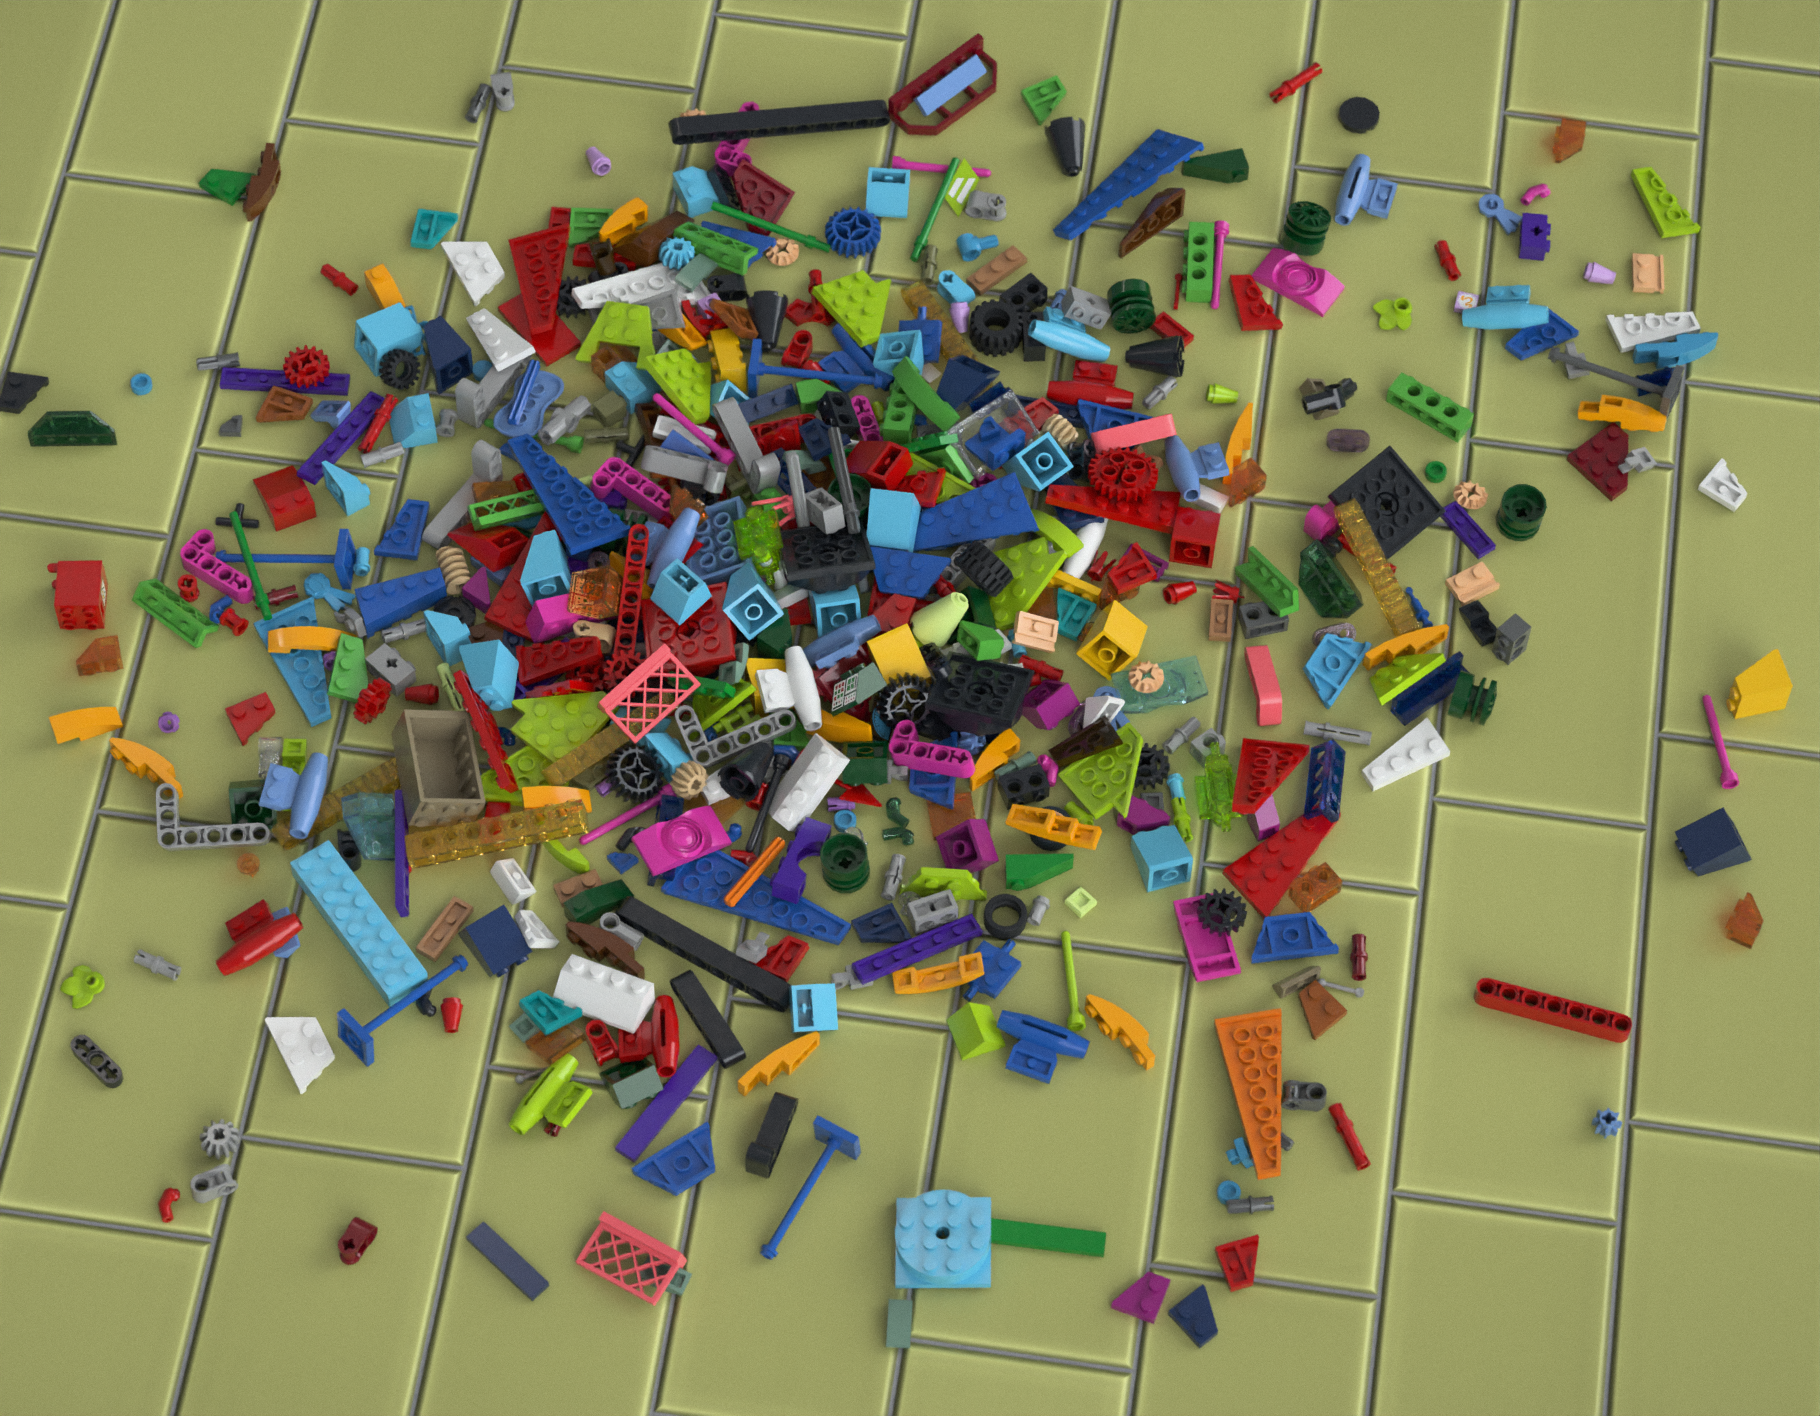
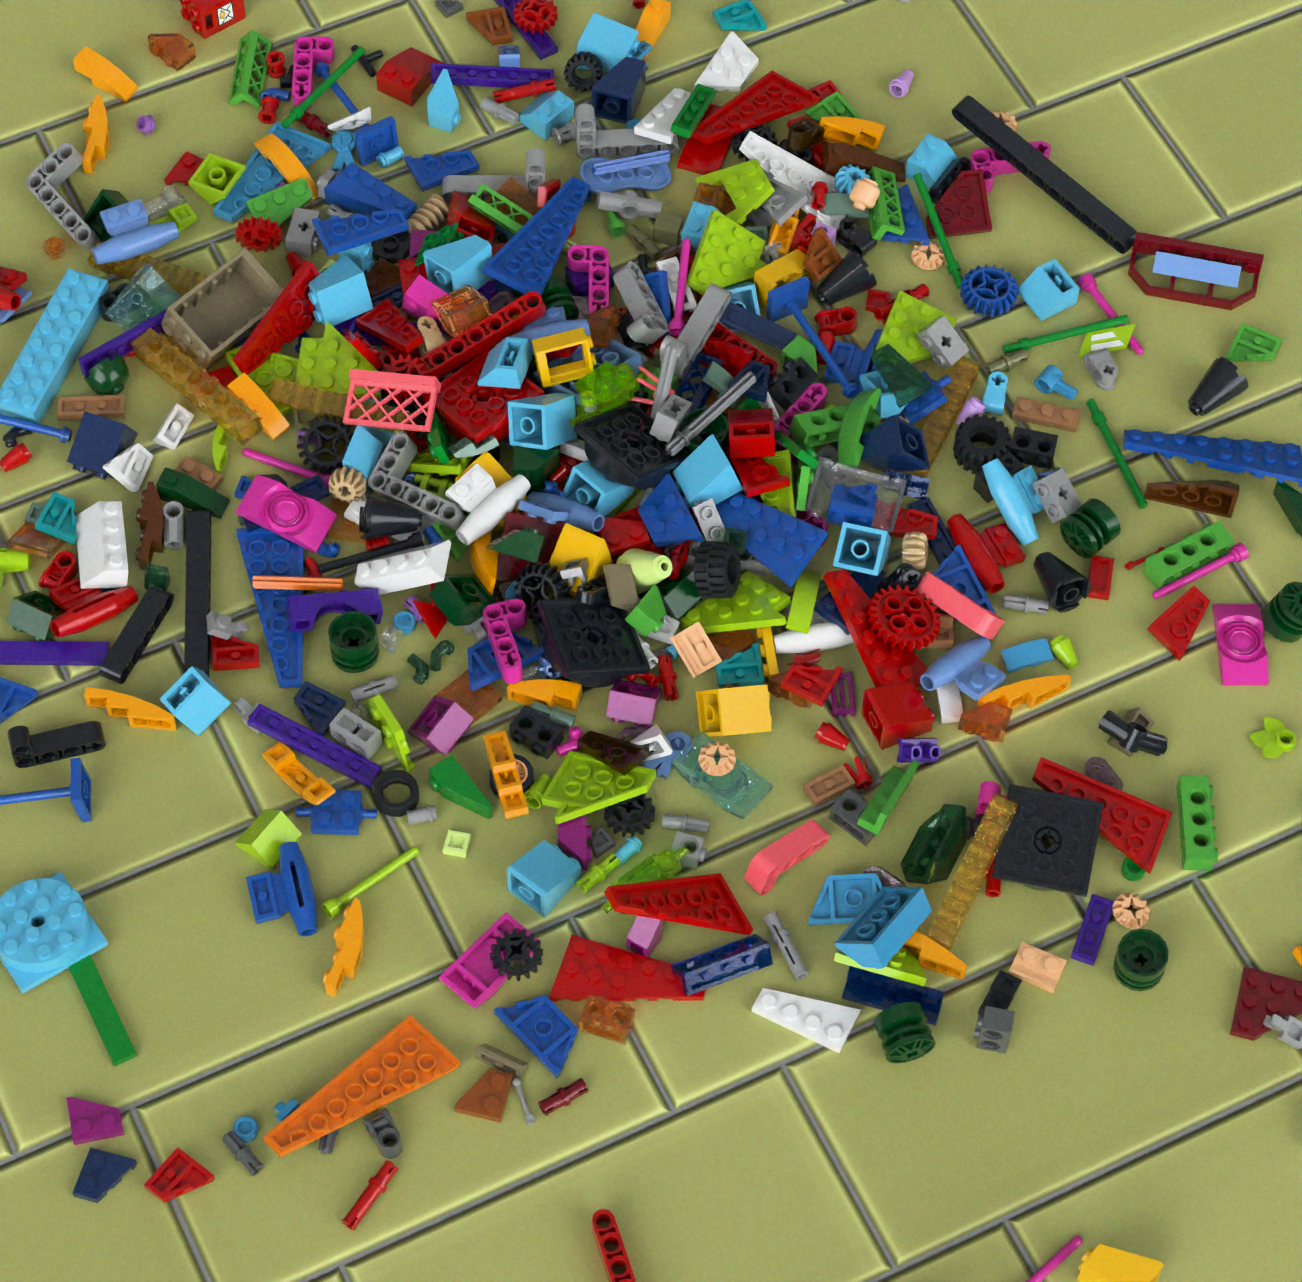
camera: 55 degrees right, 0 degrees up
(210, 590) = (286, 81): none -> black hand
(283, 699) = (216, 178): none -> lime slope
(306, 563) = (352, 121): none -> white slope
(427, 896) = (108, 376): none -> dark green cylinder
(446, 620) = (346, 233): none -> blue wing
(503, 573) = (444, 236): none -> green hinge
(512, 316) = (693, 111): none -> green plate
(512, 468) = (547, 191): none -> red plate
(661, 974) = (156, 576): none -> clear green slope
(668, 279) = (819, 190): none -> red pin
(702, 348) = (772, 249): none -> clear plate
(703, 250) = (864, 194): none -> light nougat head
(707, 565) = (565, 372): none -> yellow window
(797, 636) = (559, 475): none -> red arm
(805, 639) = (552, 487): none -> blue hand
(886, 290) = (942, 332): none -> light grey brick
(903, 334) = (900, 375): none -> clear green wing
(913, 662) = (574, 569): none -> flat silver tile
(931, 545) = (709, 520): none -> light grey hinge
(947, 642) = (621, 585): none -> dark tan slope
(961, 541) = (738, 537): none -> clear green slope
(1029, 239) = (1100, 420): none -> green bar
(1206, 420) = (1027, 654): none -> dark azure slope
(1238, 541) = (918, 749): none -> dark purple hips
(1382, 652) = (884, 926): none -> dark azure slope
(1405, 437) = (1126, 820): none -> red wing
(1421, 614) = (968, 943): blue piece -> none

